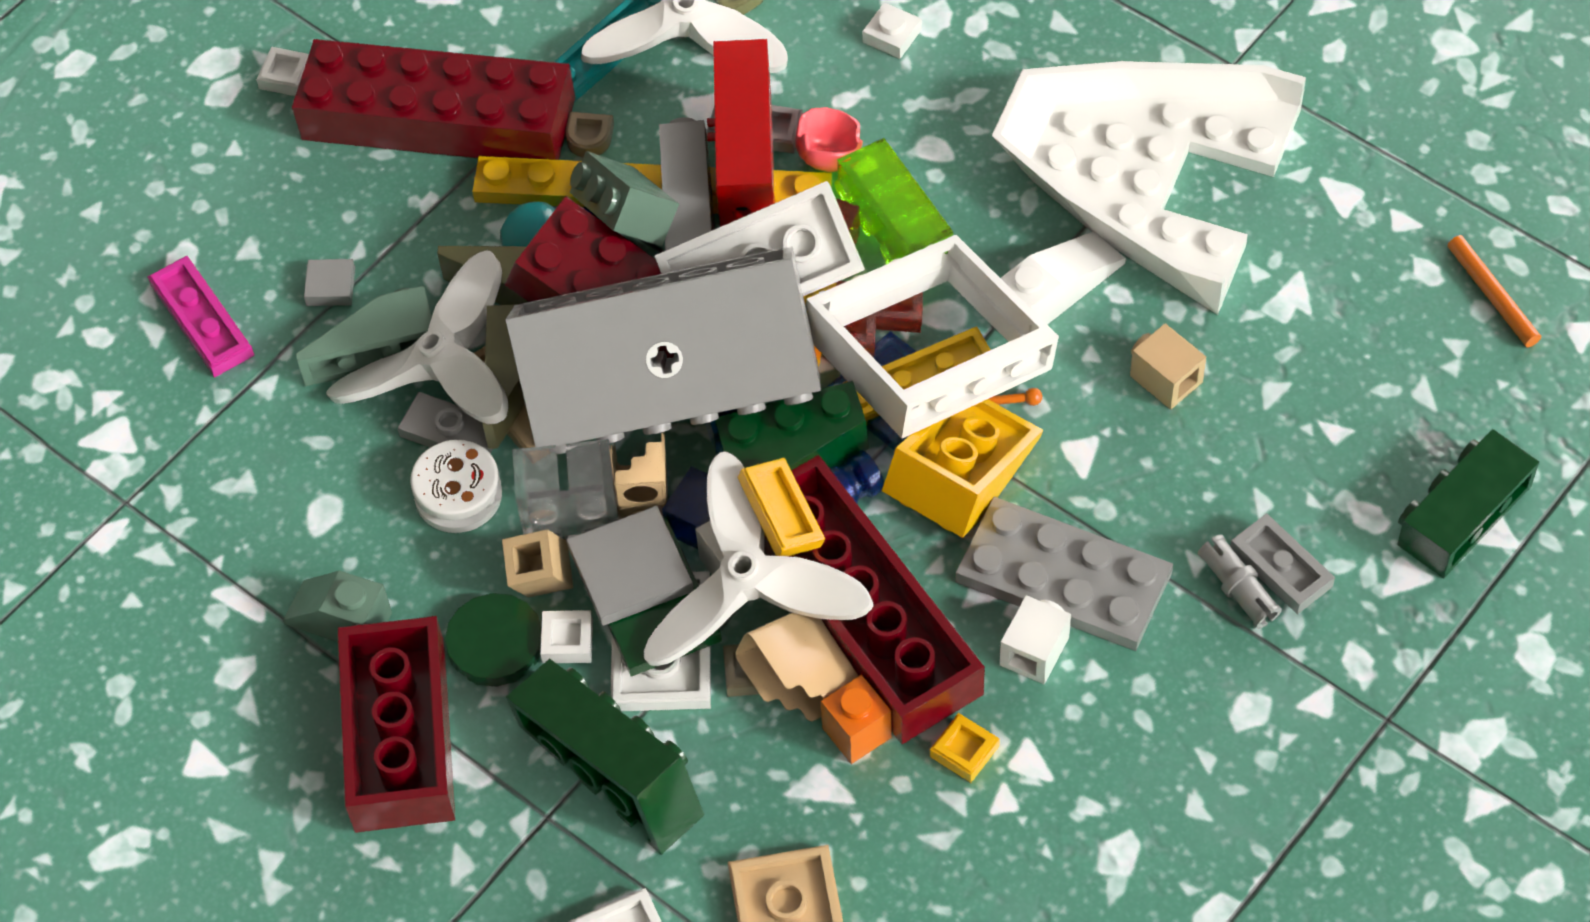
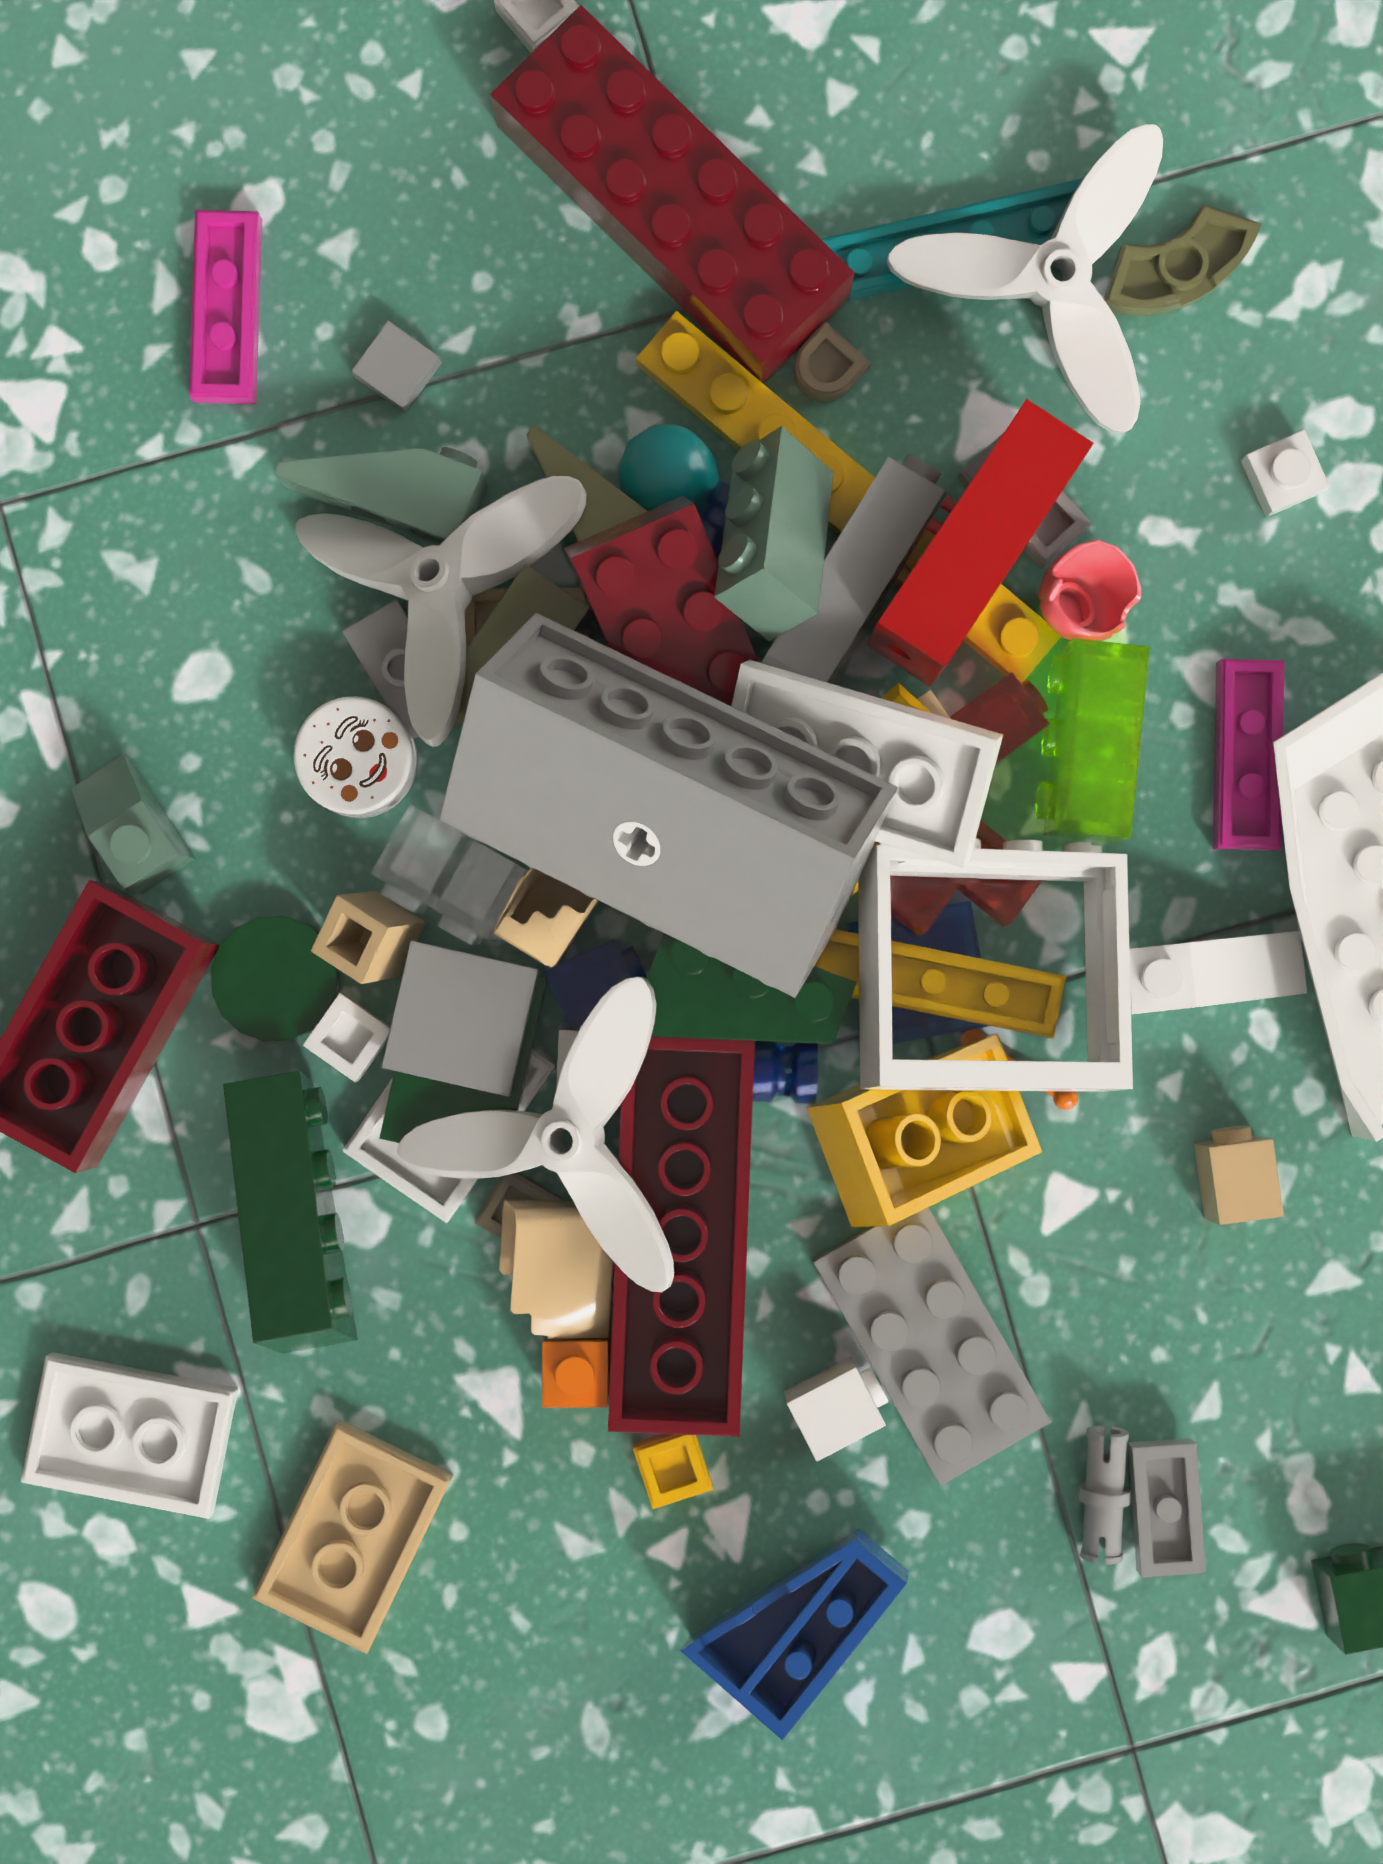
camera: 30 degrees right, 30 degrees up
(781, 508) = (655, 1095): yellow tile -> none
(989, 168) = (1245, 773): none -> dark pink tile
(1116, 773) = (798, 1631): none -> blue wedge

